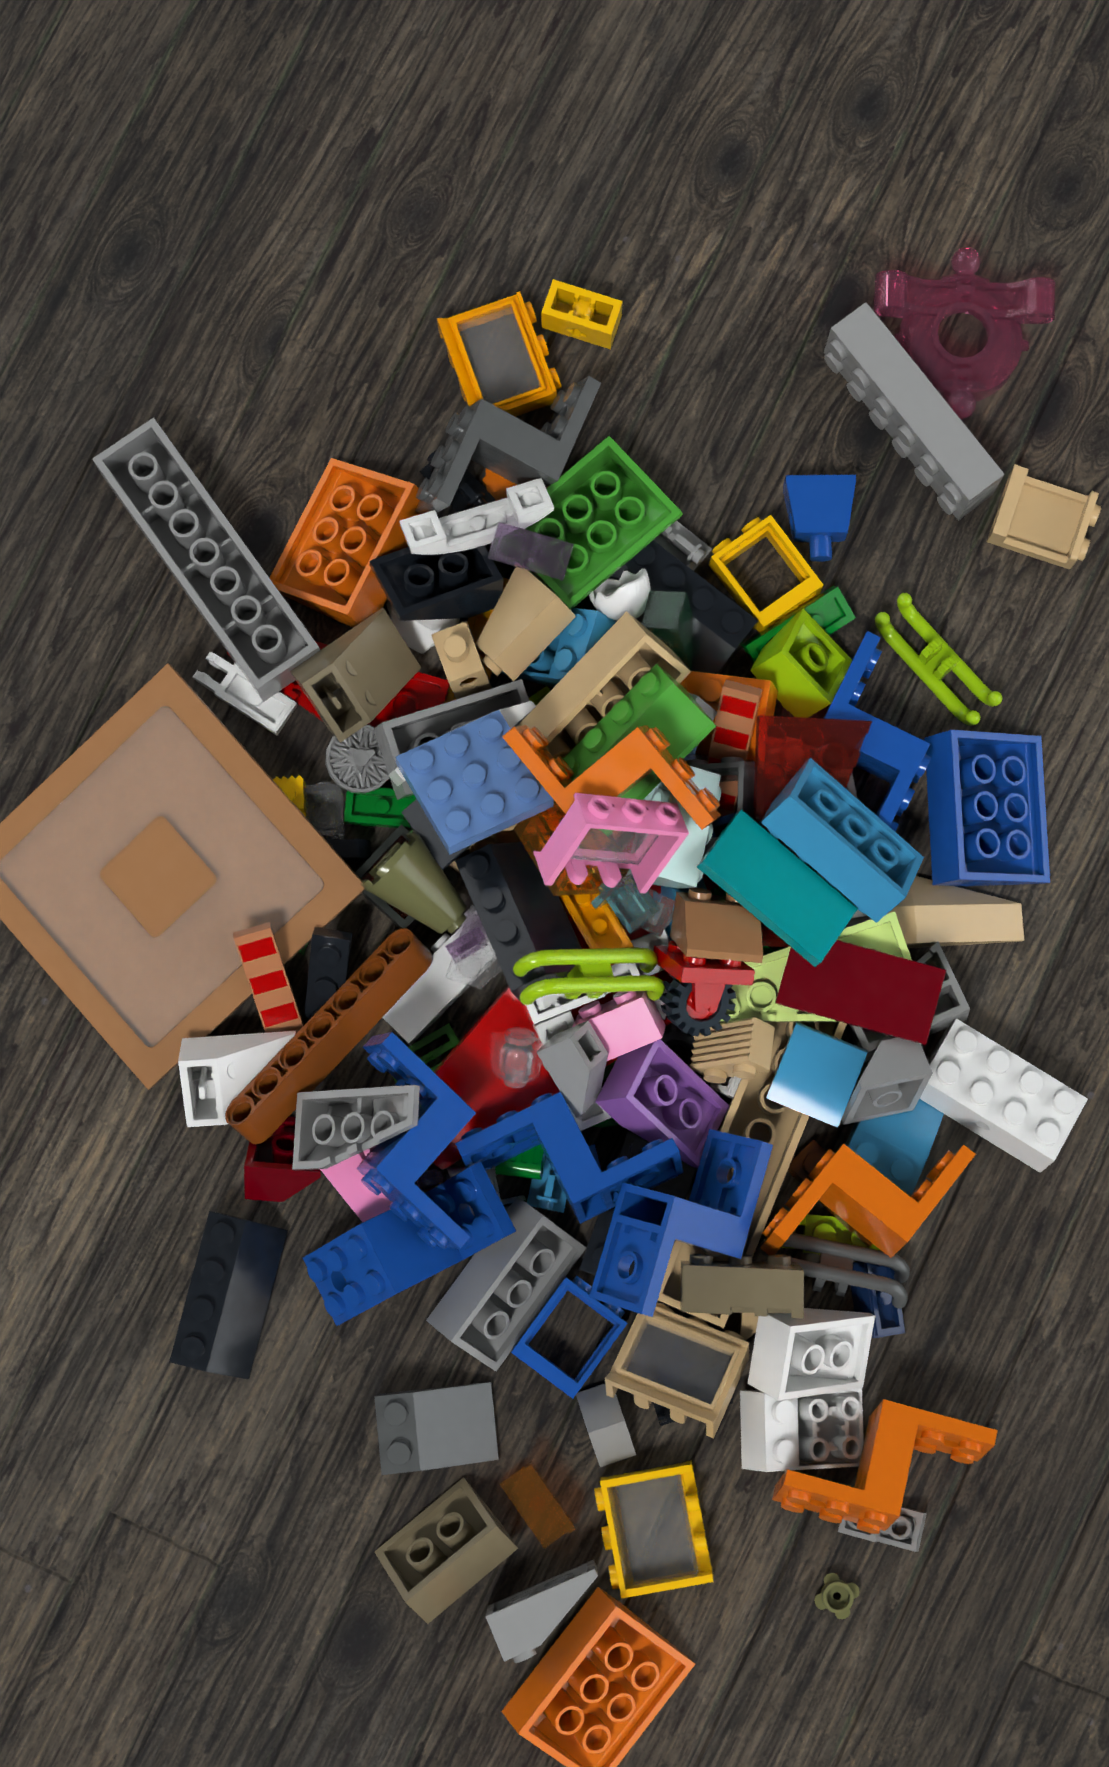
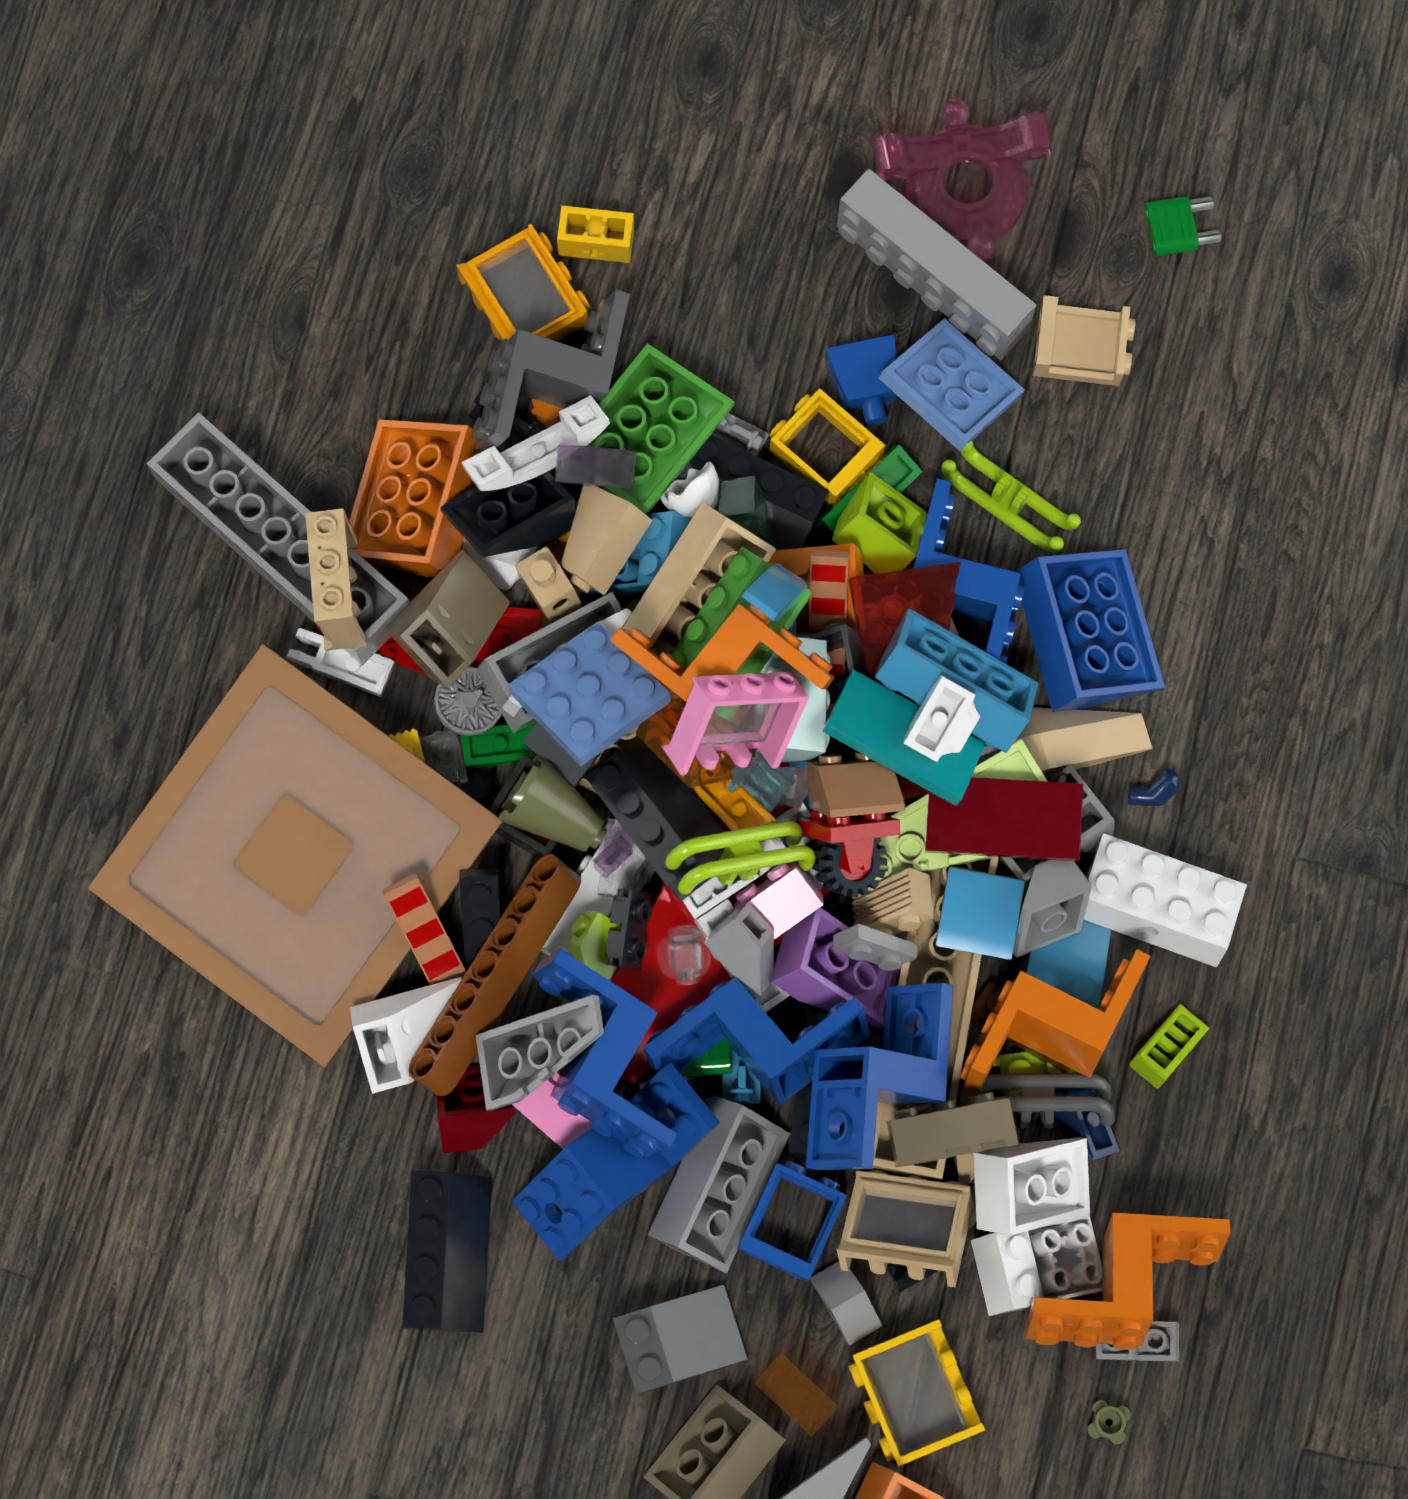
camera: 15 degrees left, 5 degrees down
(241, 614) = (331, 578): none -> tan window
(435, 1029) = (590, 941): none -> lime slope
(463, 1037) = (629, 946): none -> black hinge
(676, 721) = (775, 592): none -> dark azure slope
(702, 1086) = (875, 947): none -> light grey plate
(818, 880) = (942, 720): none -> white slope
(903, 536) = (951, 384): none -> medium blue plate
(953, 1260) = (1152, 1063): none -> lime slope
(1019, 987) = (1158, 792): none -> dark blue arm

